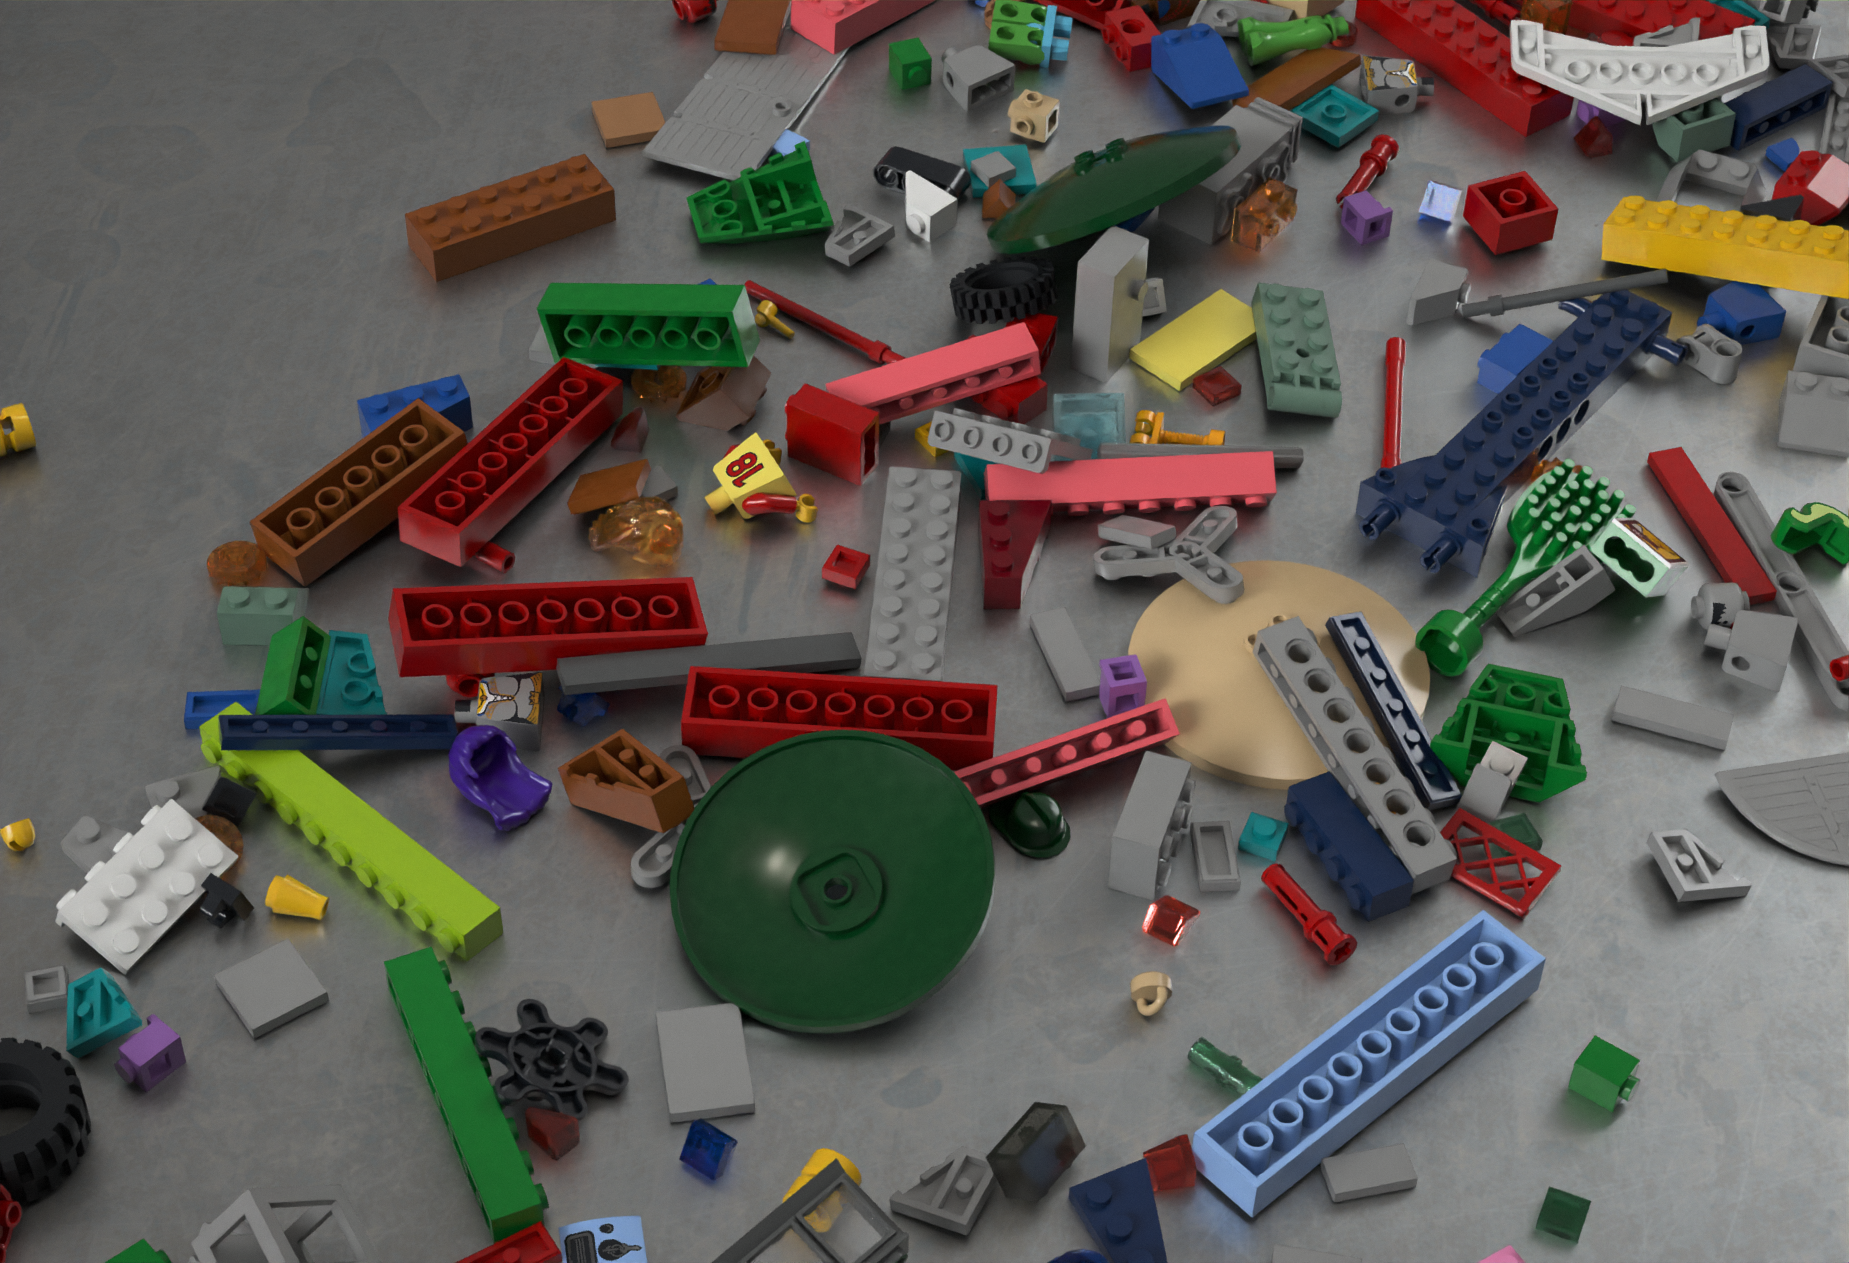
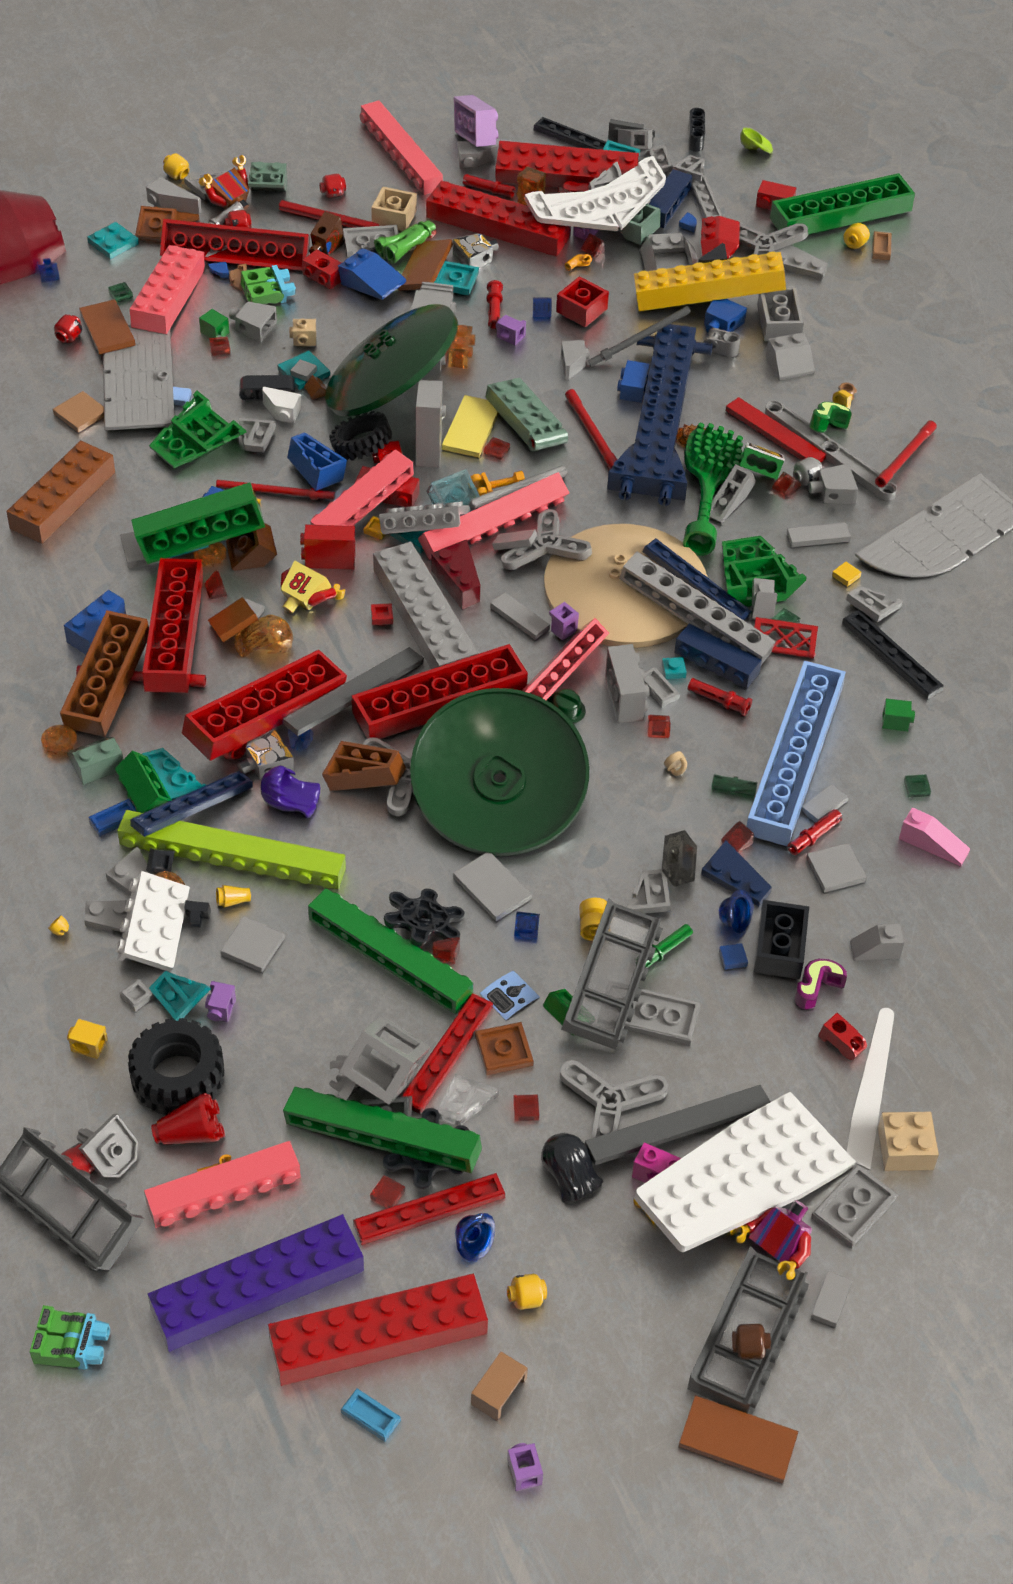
camera: 30 degrees left, 5 degrees up
(900, 96) = (219, 346): none -> clear red tile
(909, 305) = (316, 461): none -> blue wedge
(1298, 1216) = (809, 836): none -> red pin
(1554, 153) = (578, 261): none -> light orange arm
(1671, 616) = (786, 484): none -> clear red slope
(1673, 971) = (893, 654): none -> black tile
(1679, 800) = (846, 574): none -> yellow tile

